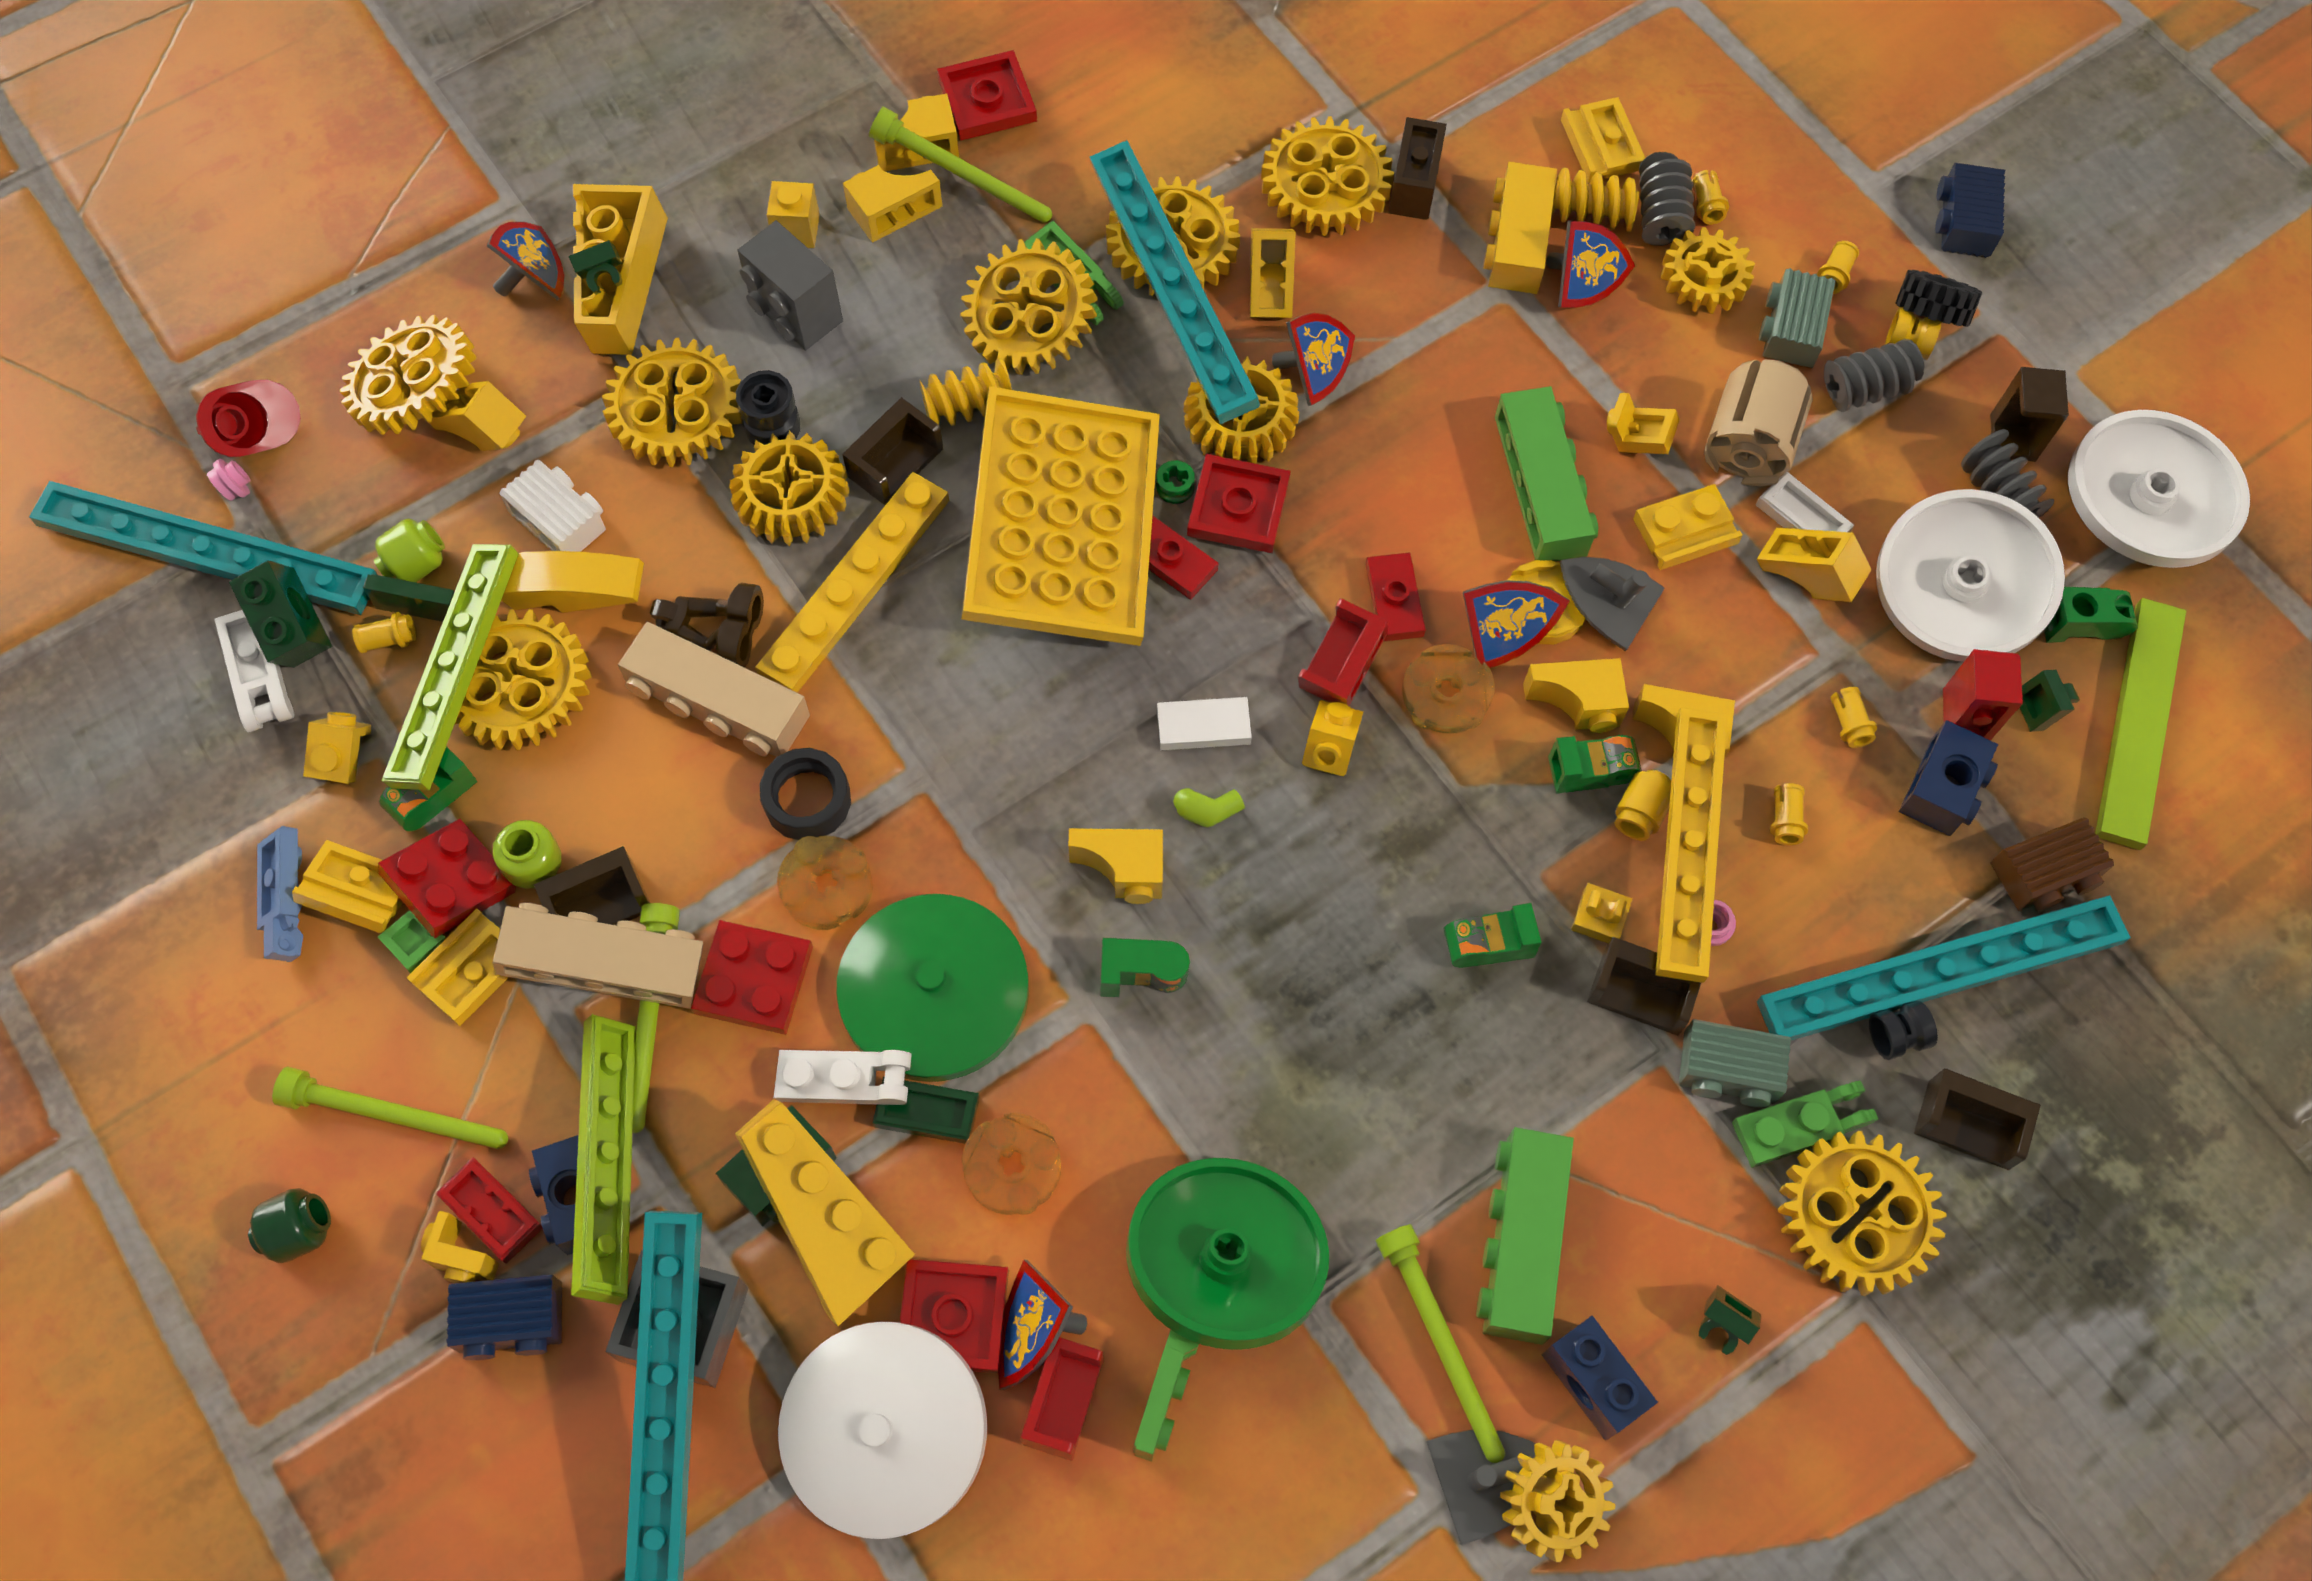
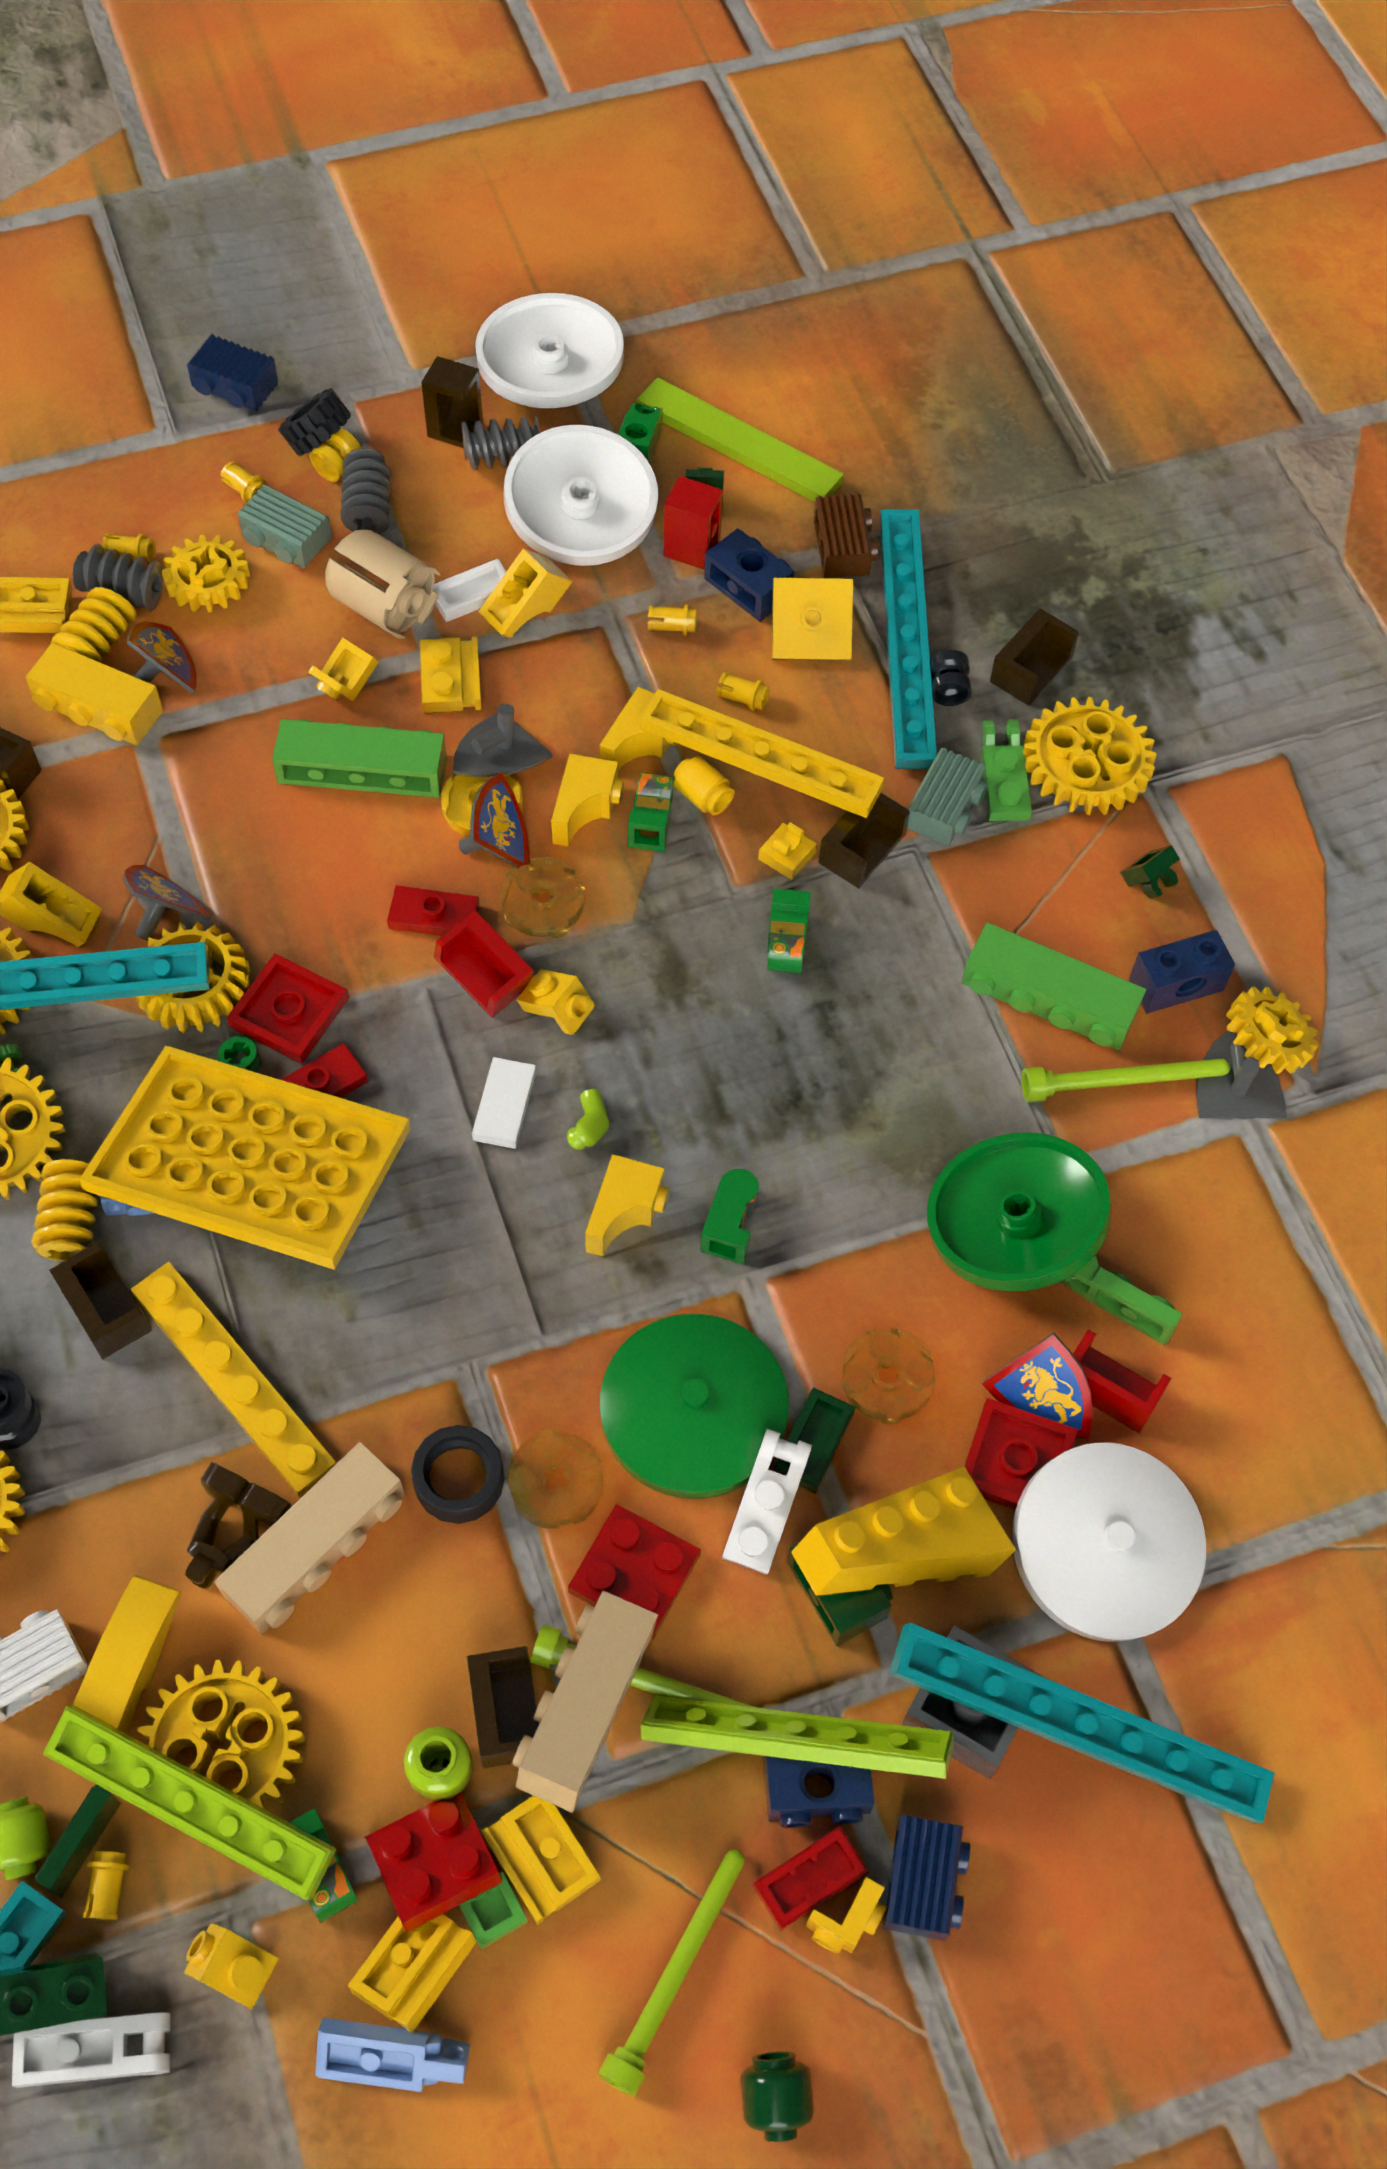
camera: 75 degrees left, 5 degrees down
(810, 498) = (69, 1396): yellow gear -> none
(1912, 857) = (812, 619): none -> yellow plate

